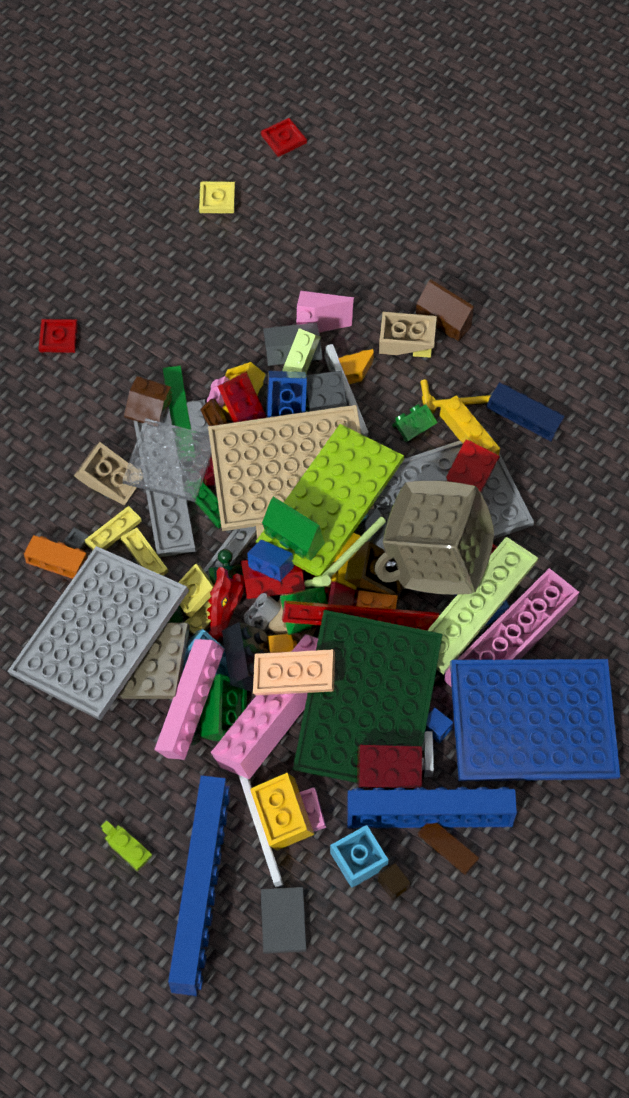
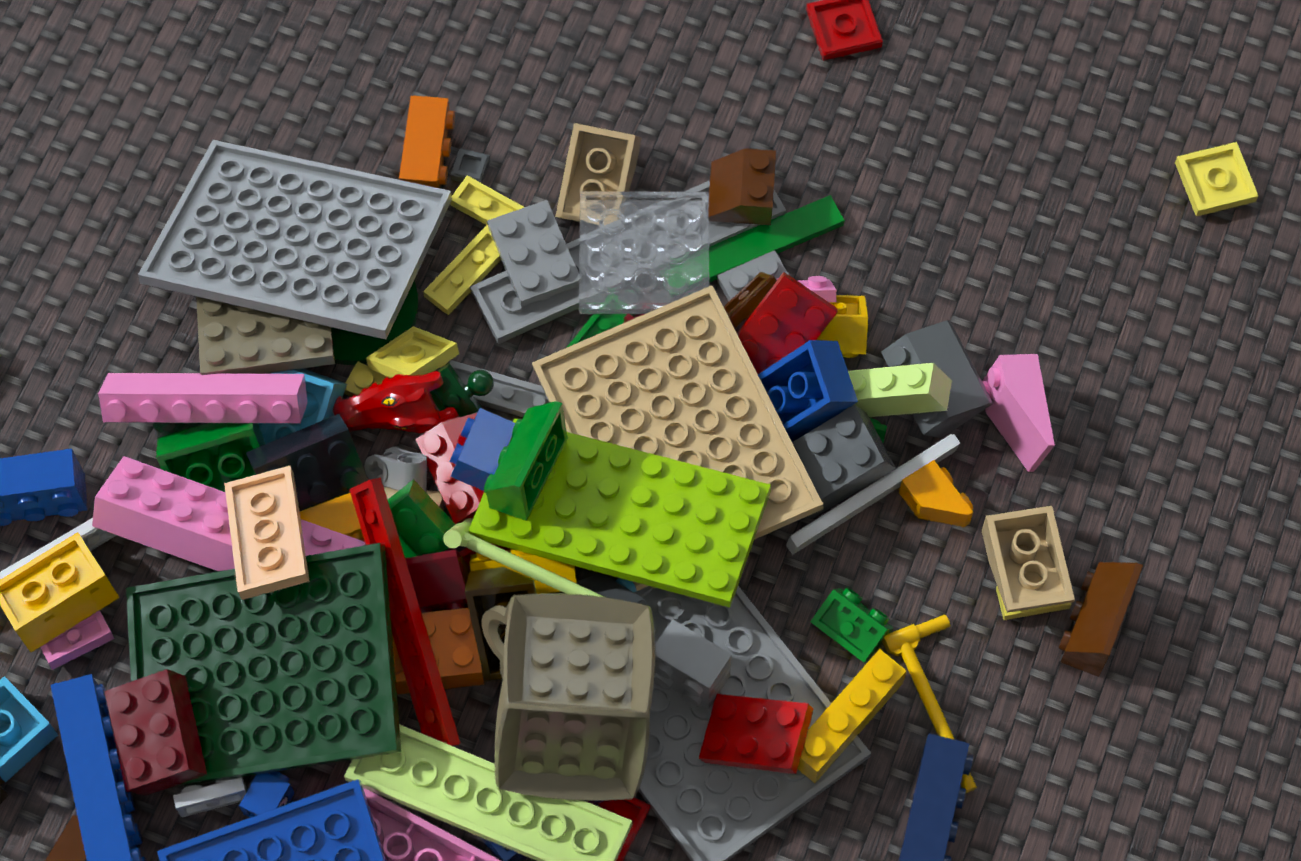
camera: 75 degrees right, 5 degrees up
(149, 515) = (534, 253): none -> light grey plate

